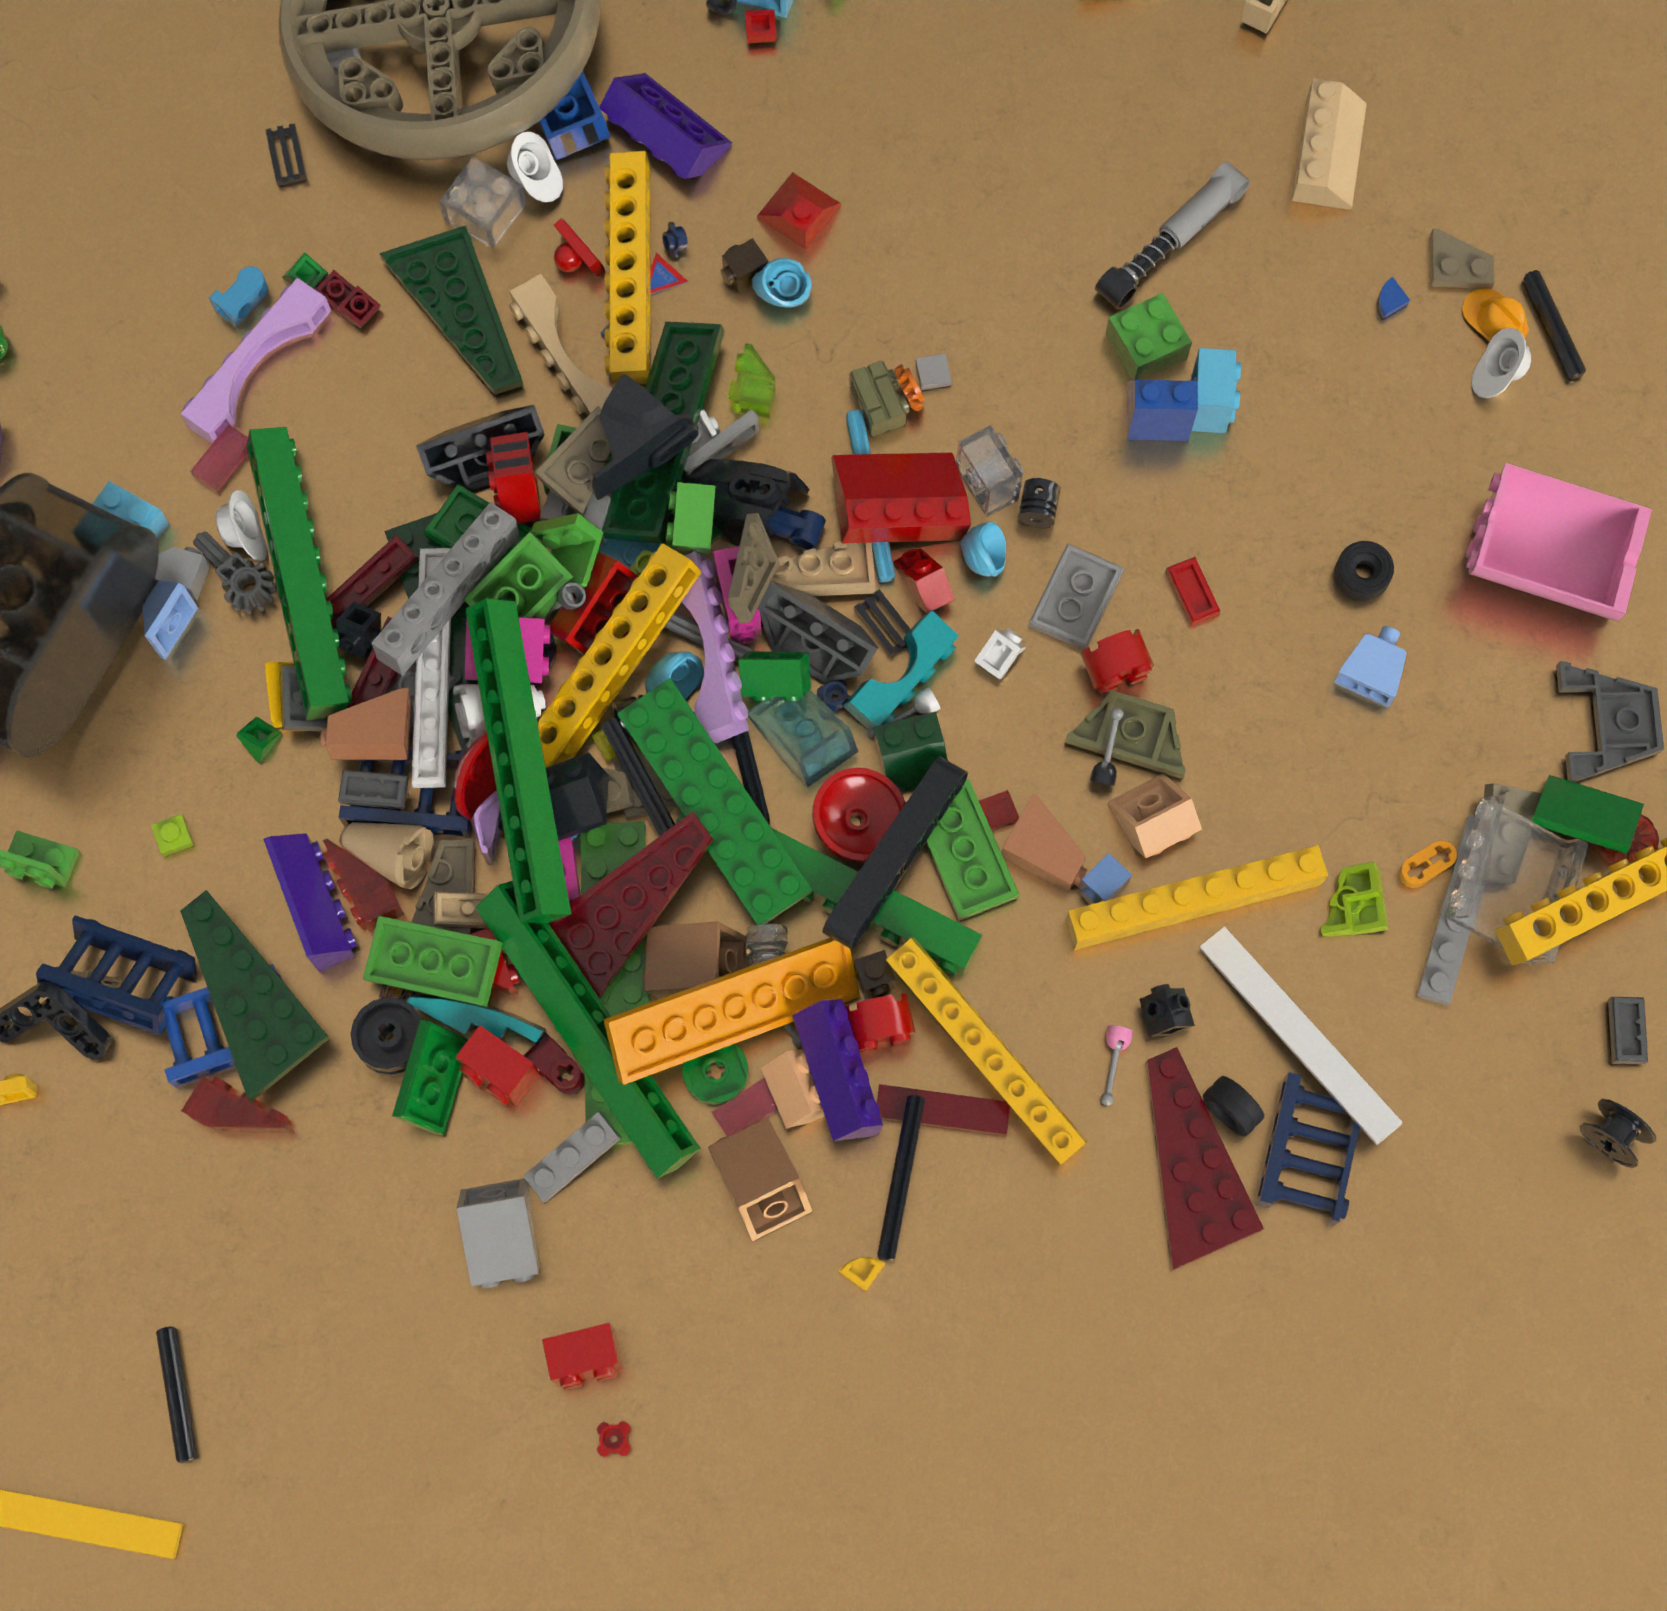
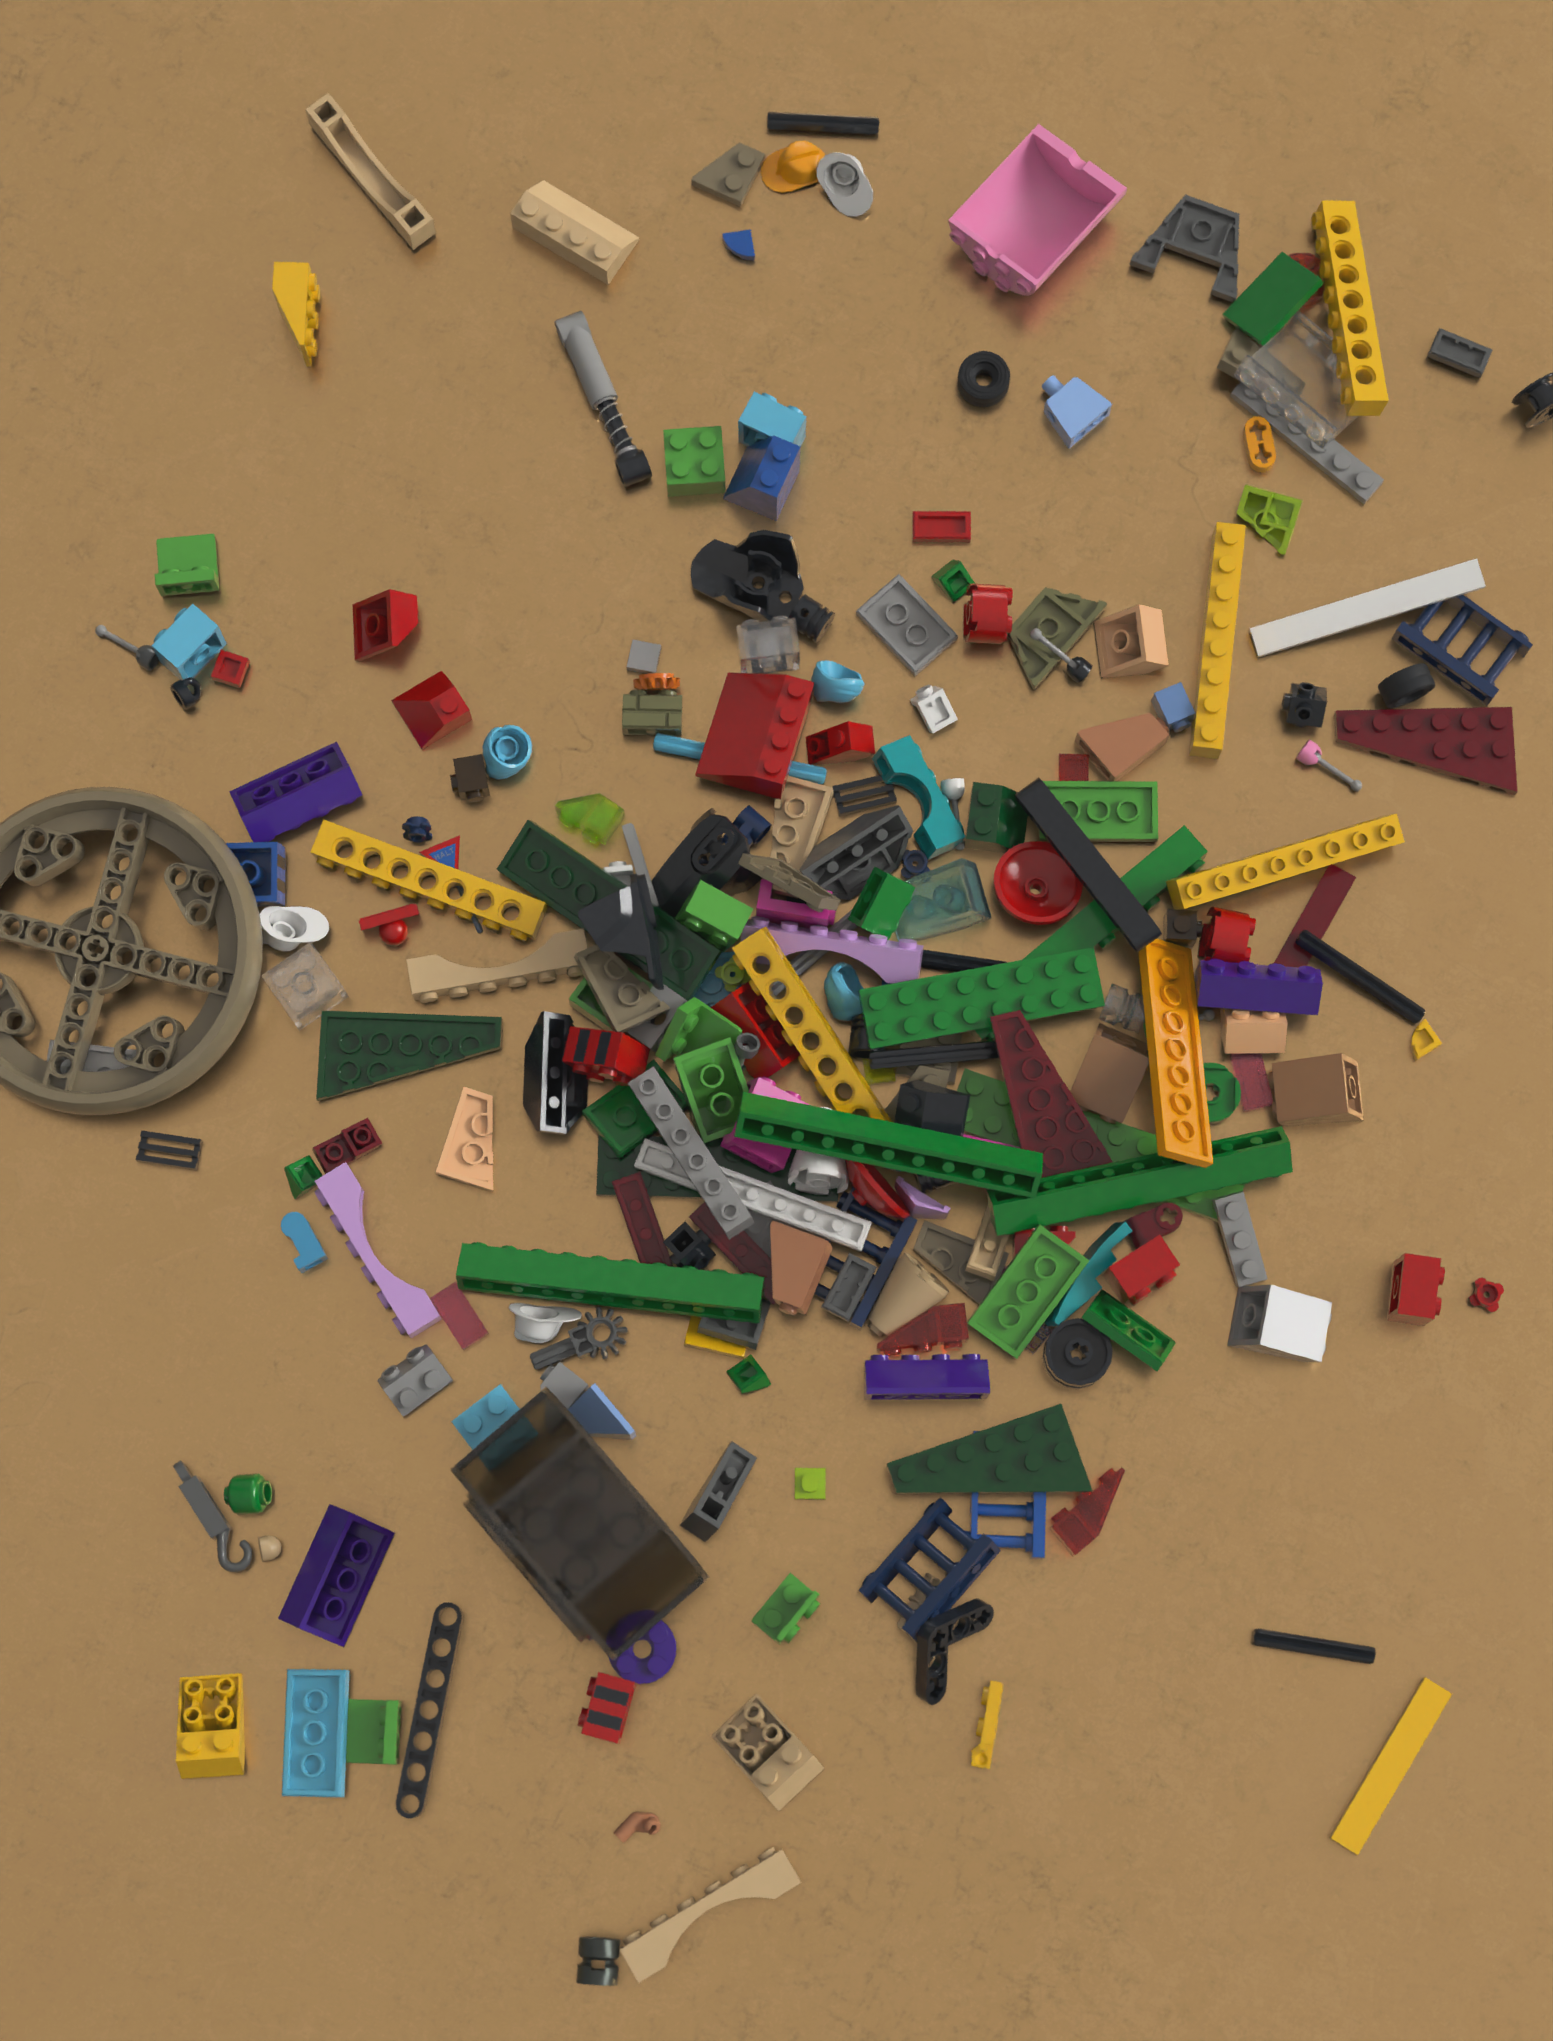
camera: 70 degrees left, 5 degrees up
(132, 751) = (718, 1492): none -> dark grey slope
(144, 441) = (414, 1379): none -> light grey bracket
(391, 401) = (468, 1146): none -> light nougat wing
(864, 132) = (383, 622): none -> red slope
(1054, 430) = (761, 559): none -> black piece
(1145, 620) = (953, 579): none -> green slope

